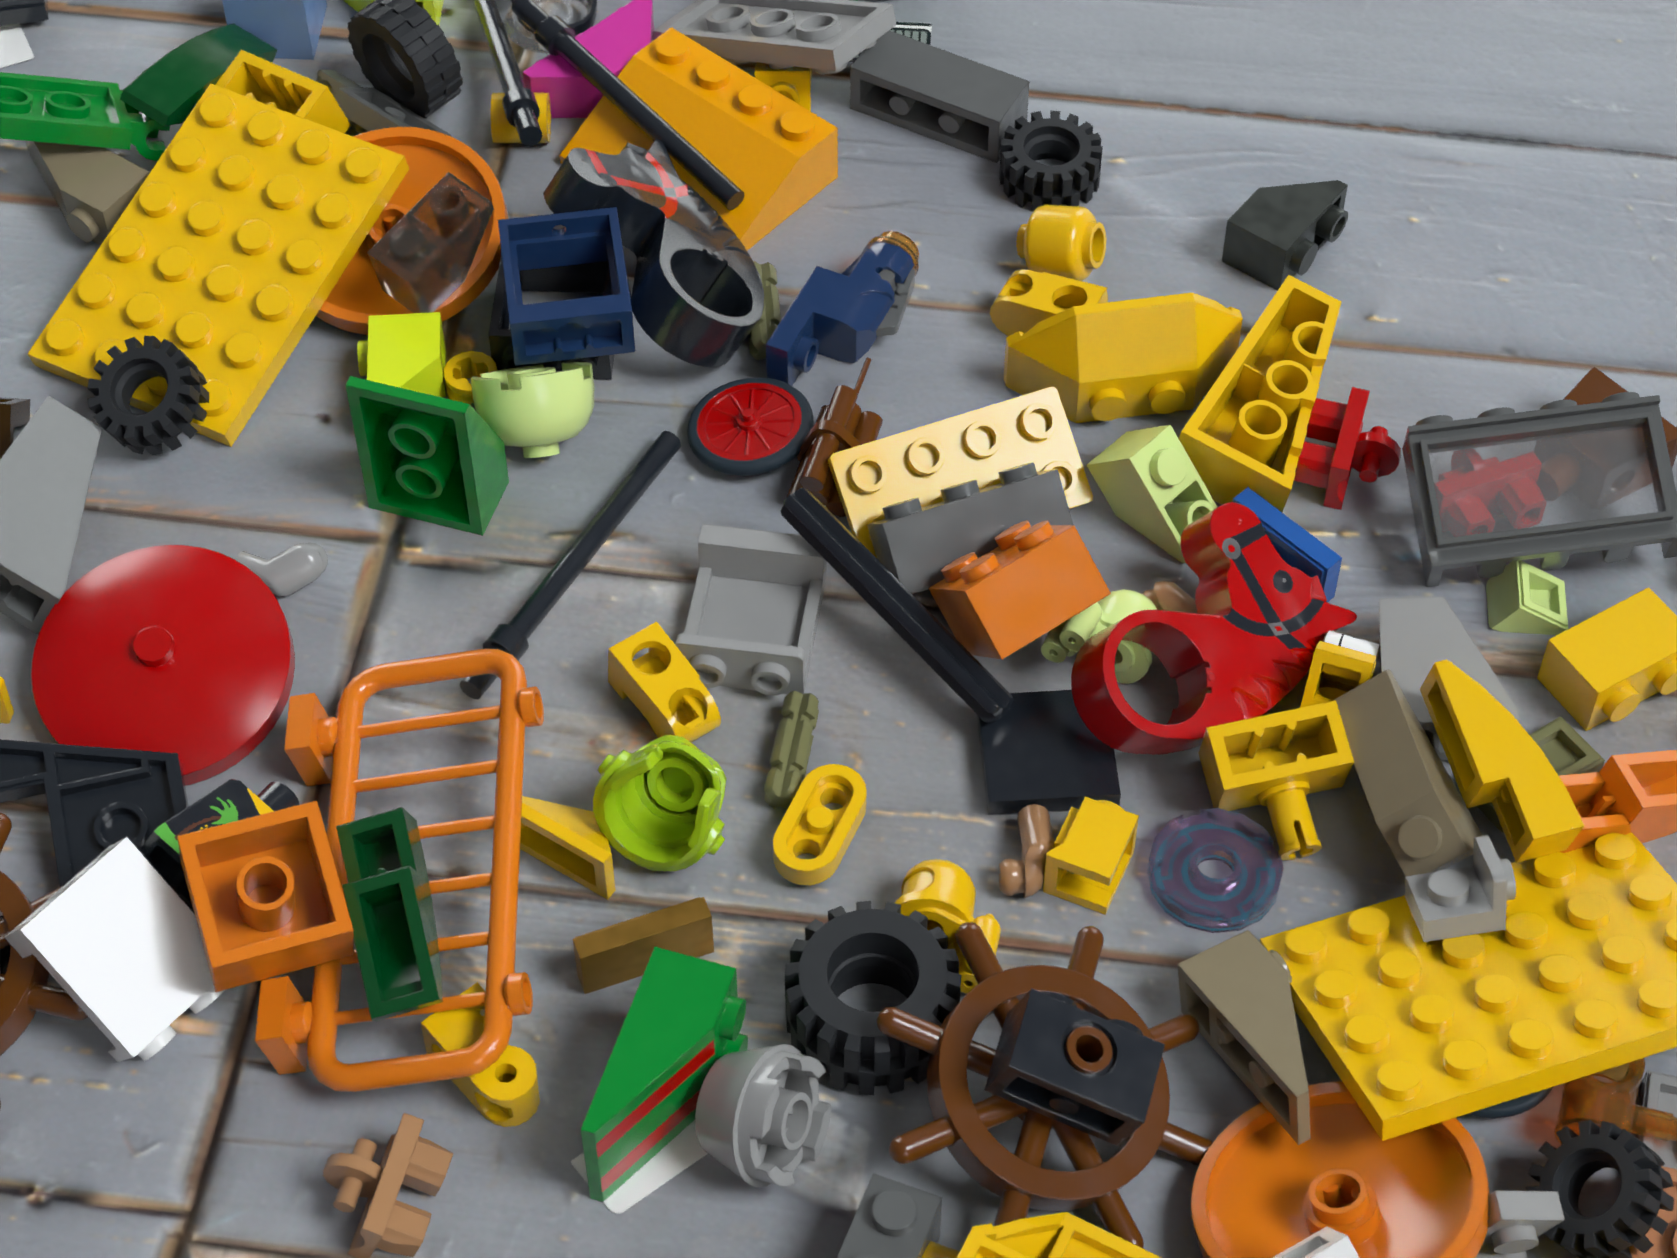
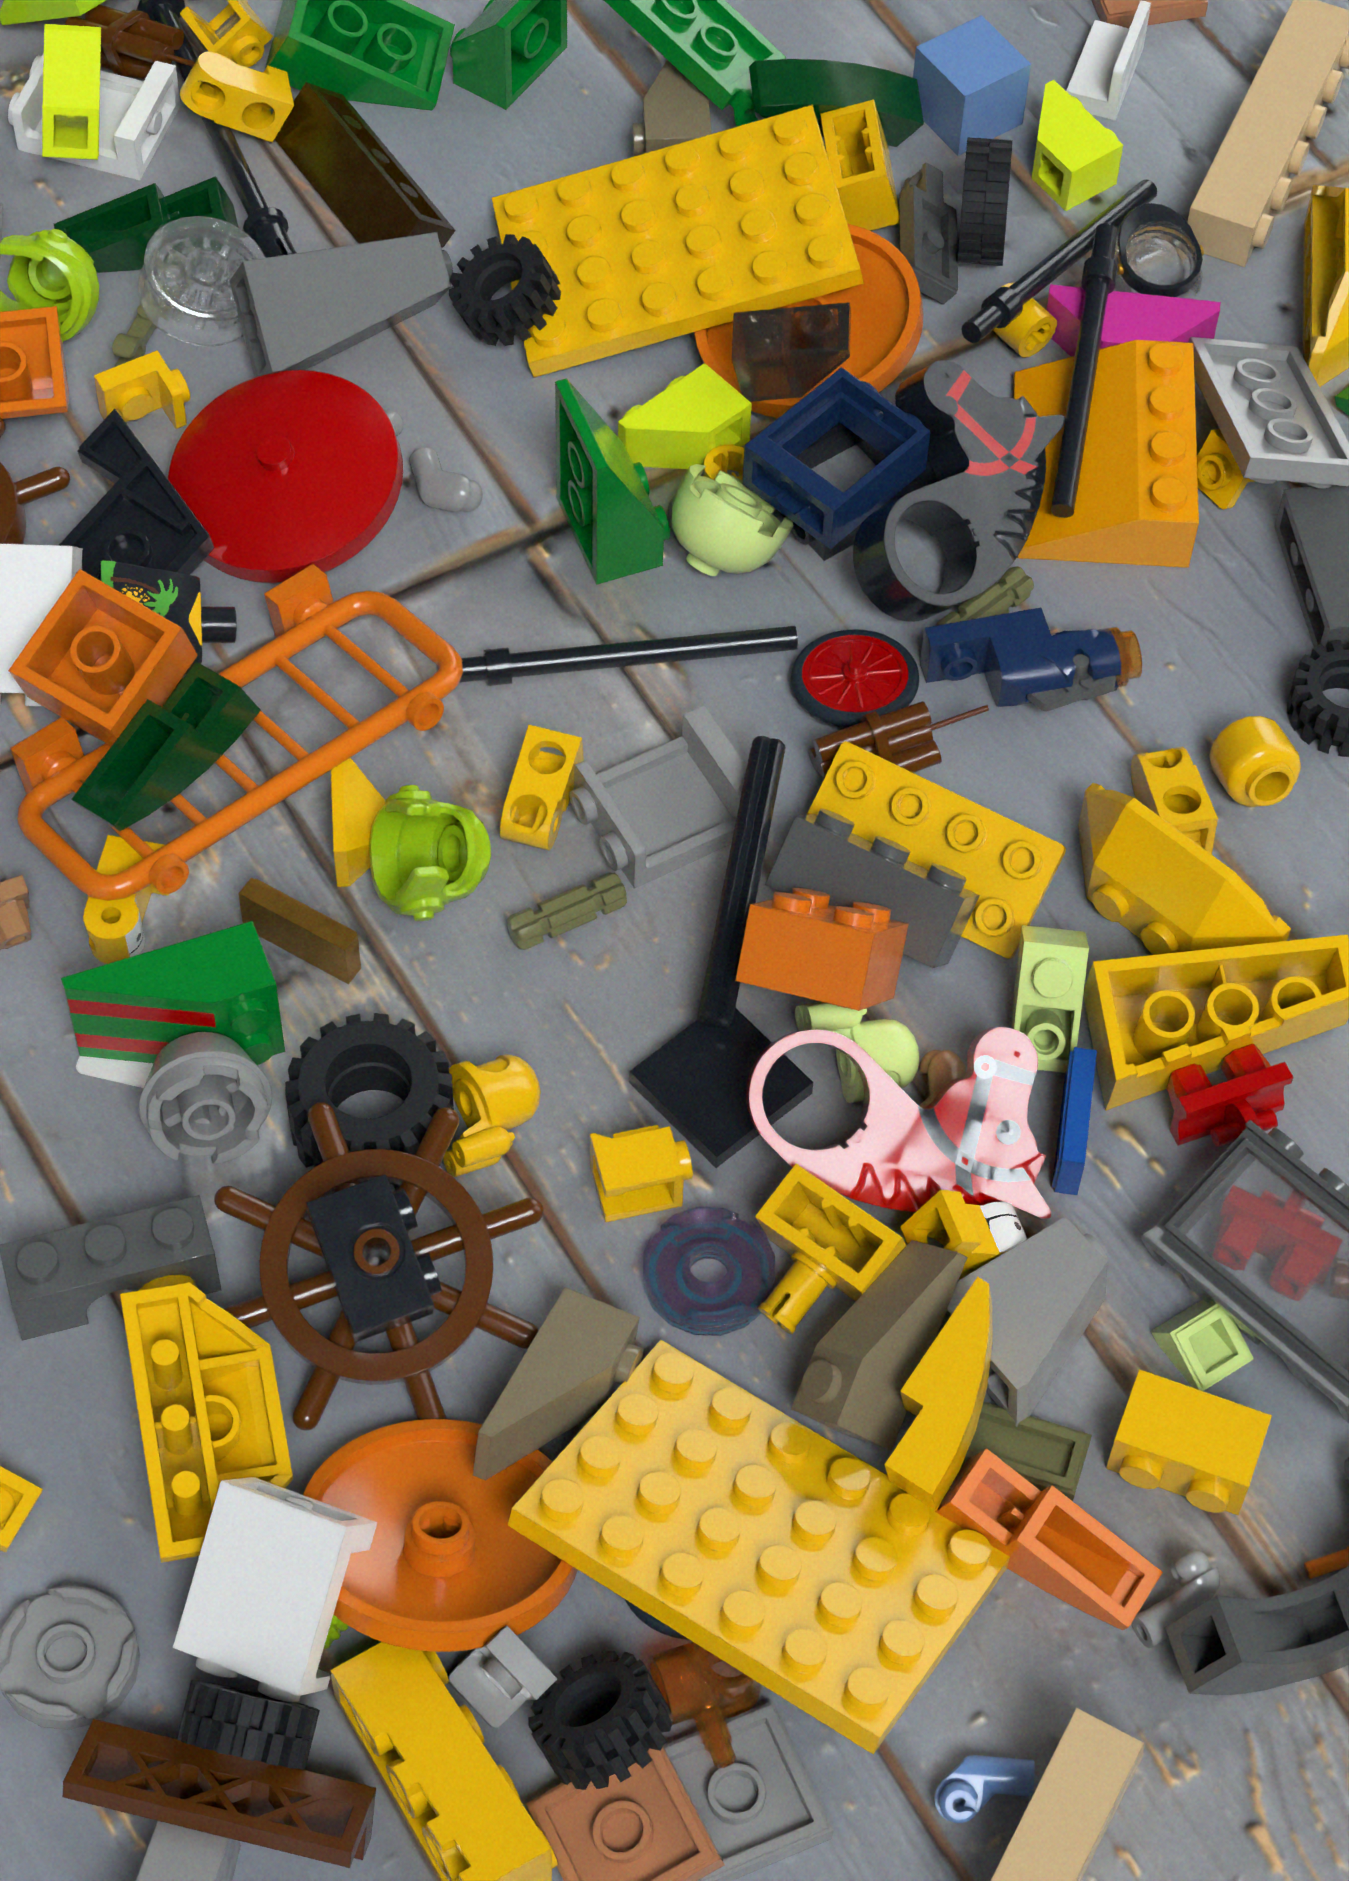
camera: 50 degrees right, 5 degrees up
(817, 829) = (507, 970): yellow plate -> none
(1037, 839) = (577, 1129): medium nougat arm -> none
(1464, 898) = (798, 1451): light grey bracket -> none

